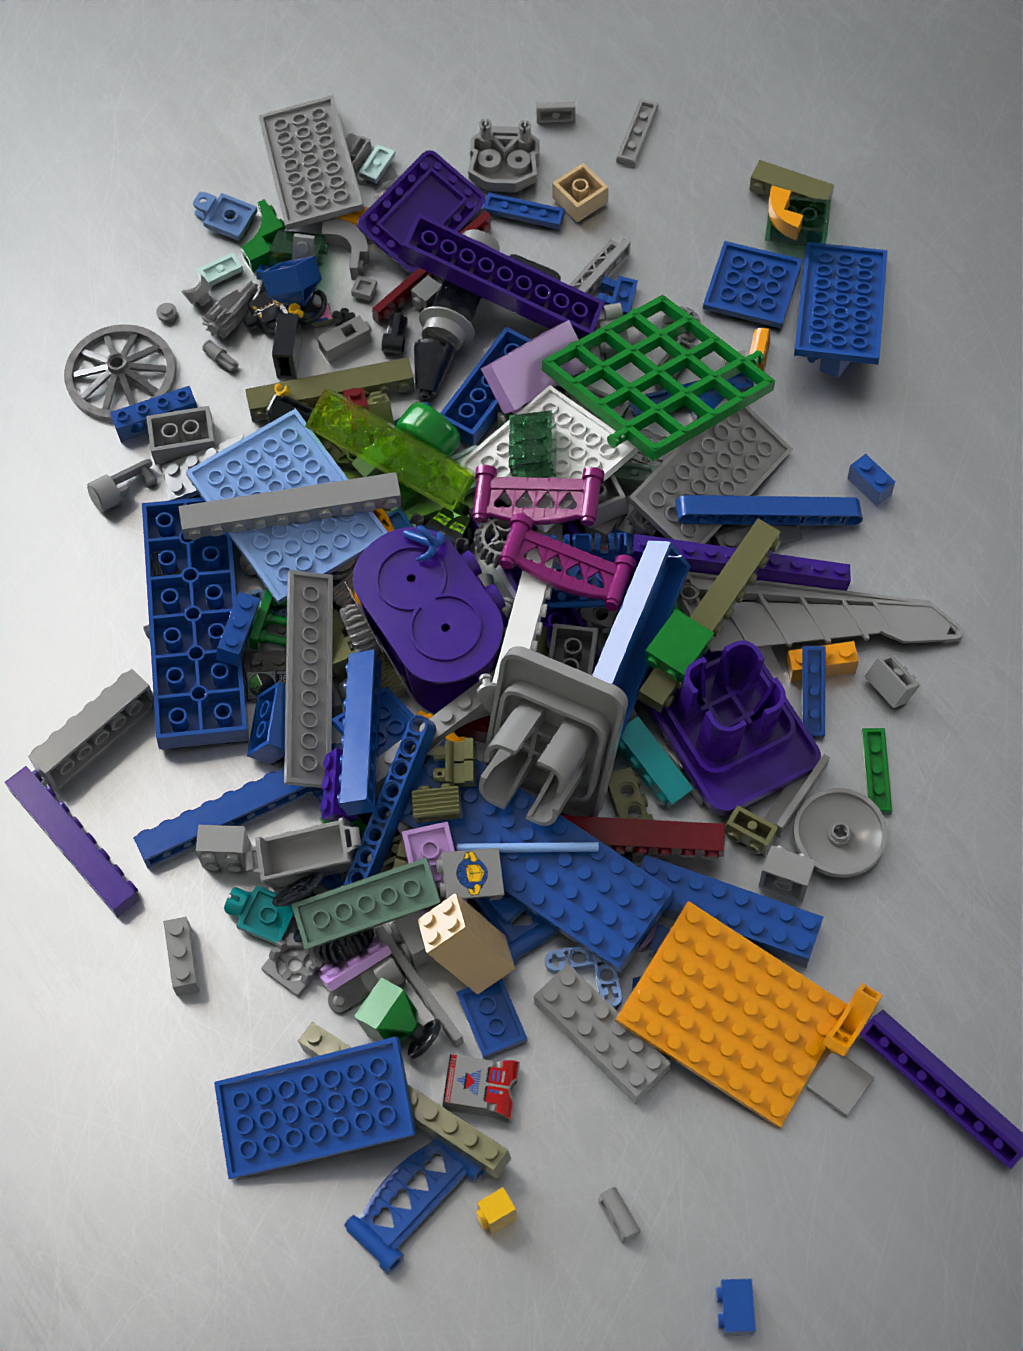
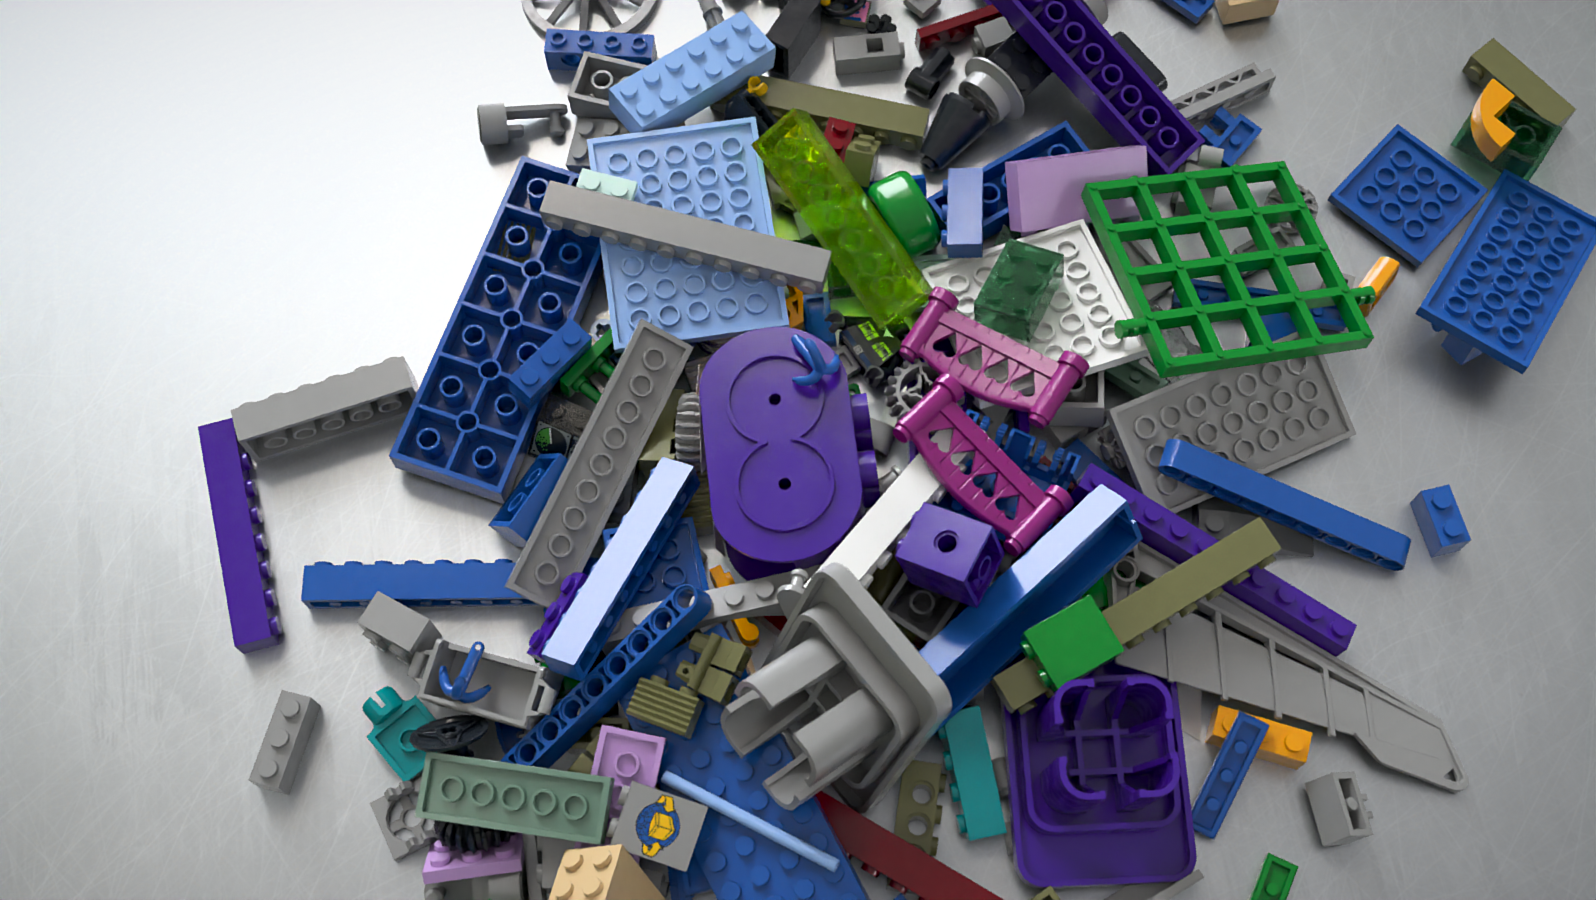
camera: 25 degrees right, 5 degrees up
(217, 493) = (607, 184): none -> light aqua plate
(235, 401) = (692, 76): none -> light blue brick
(288, 853) = (457, 691): none -> blue piece
(469, 413) = (963, 213): none -> brick
(575, 623) = (950, 554): none -> dark purple brick

